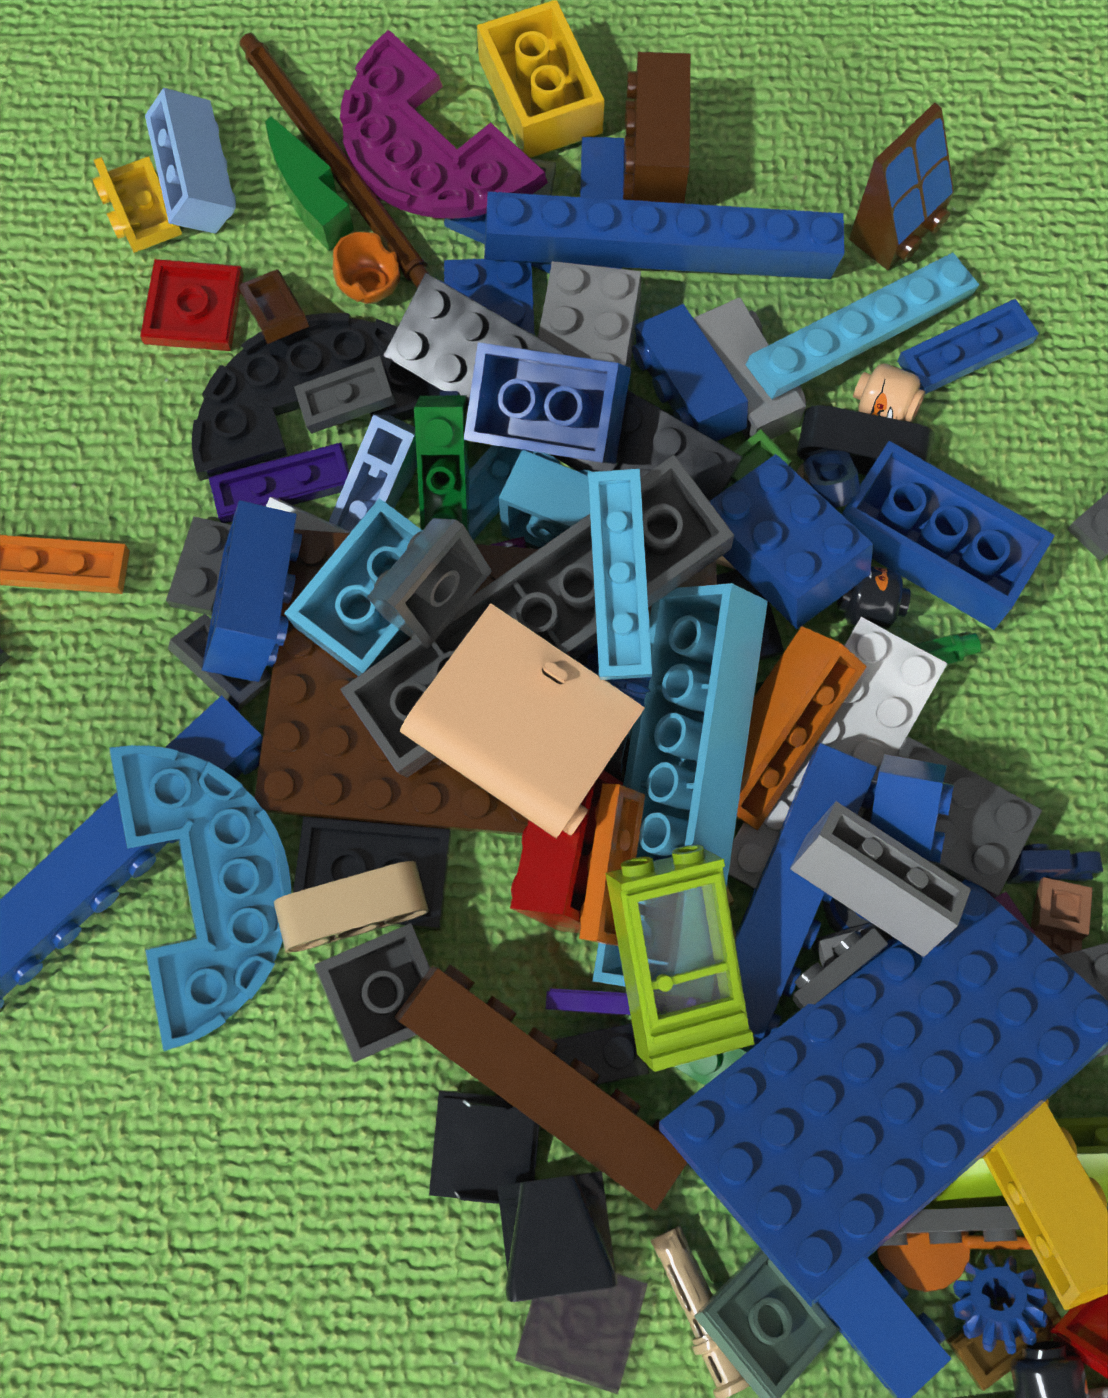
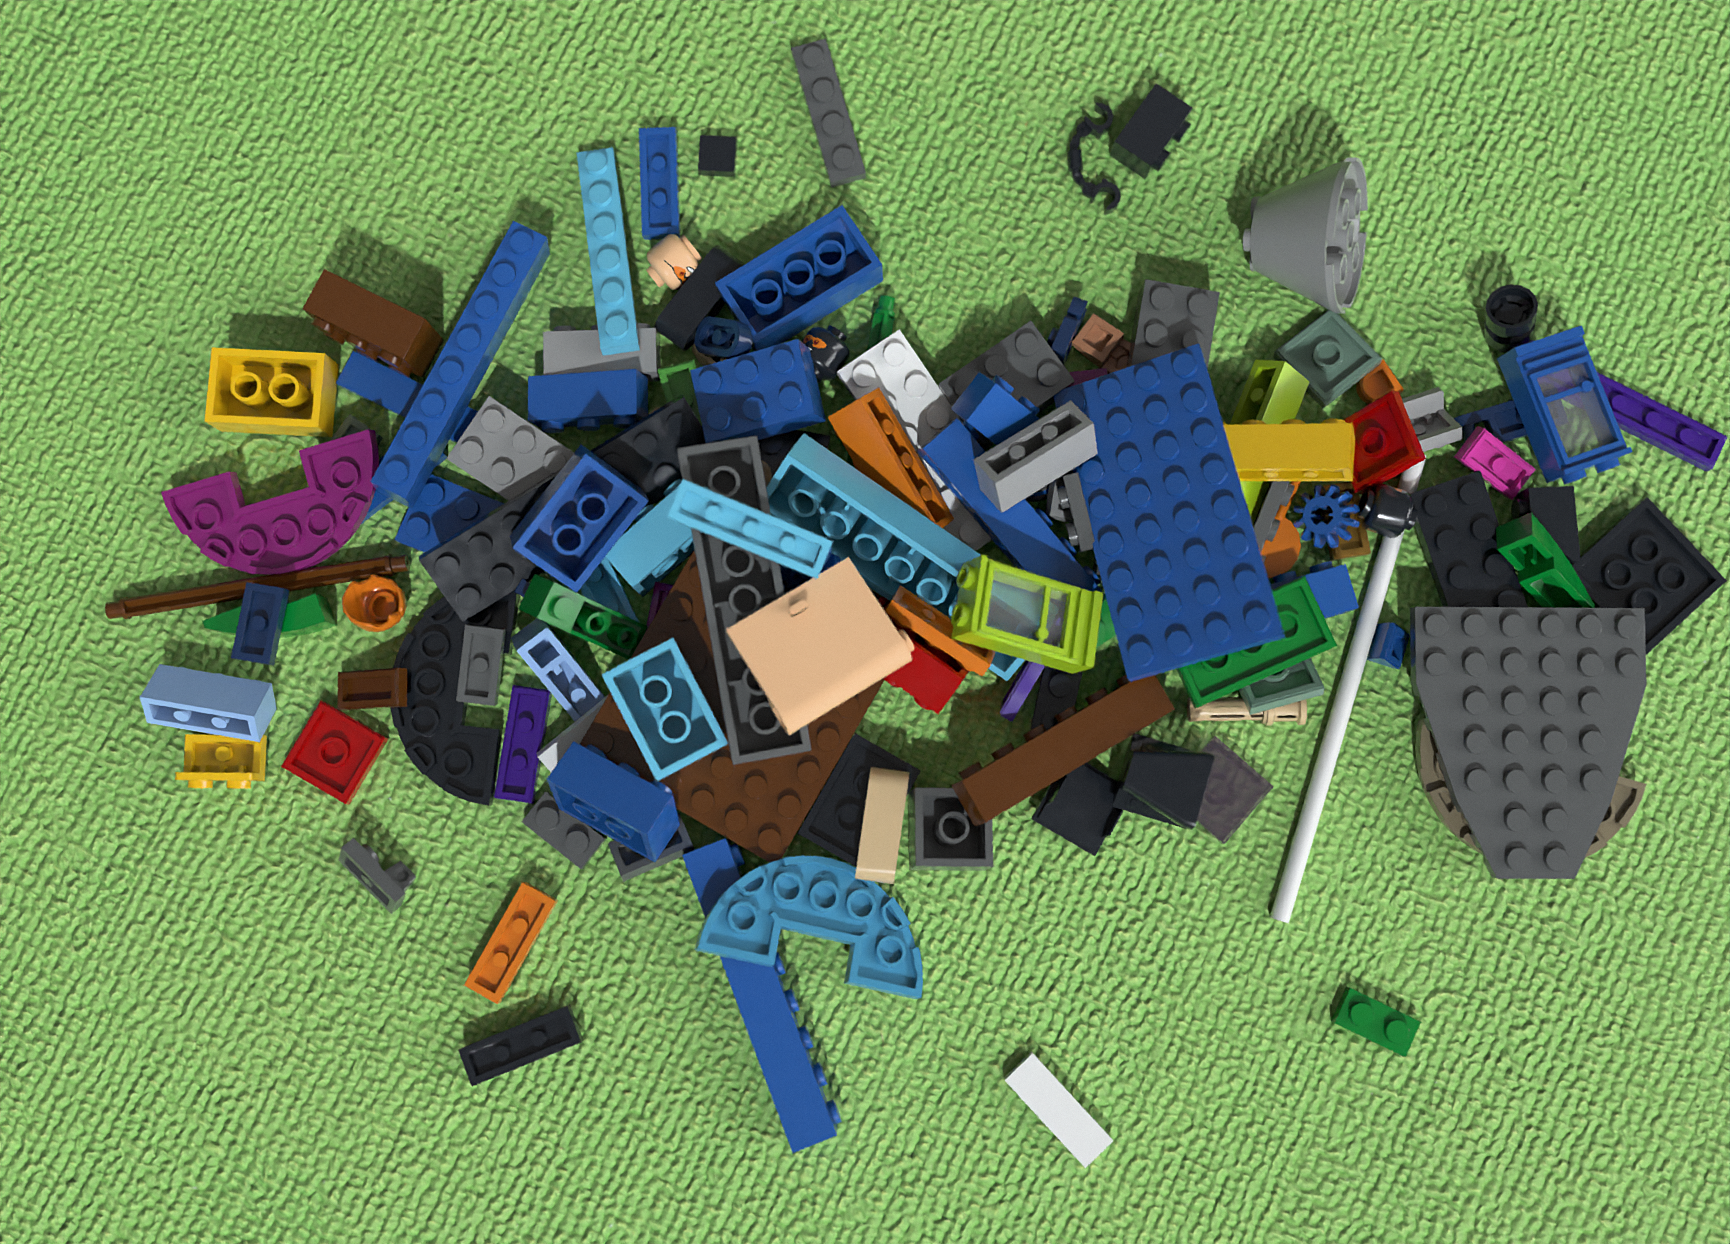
camera: 65 degrees left, 10 degrees up
(69, 413) = (386, 885): none -> dark grey hinge
(91, 1292) = (1058, 1109): none -> white tile
(289, 163) = (260, 623): none -> dark blue plate
(430, 580) = (689, 666): dark grey slope -> none
(829, 1336) = (1305, 637): none -> green tile
(906, 192) = (521, 165): slope -> none
(1032, 394) = (717, 156): none -> black tile

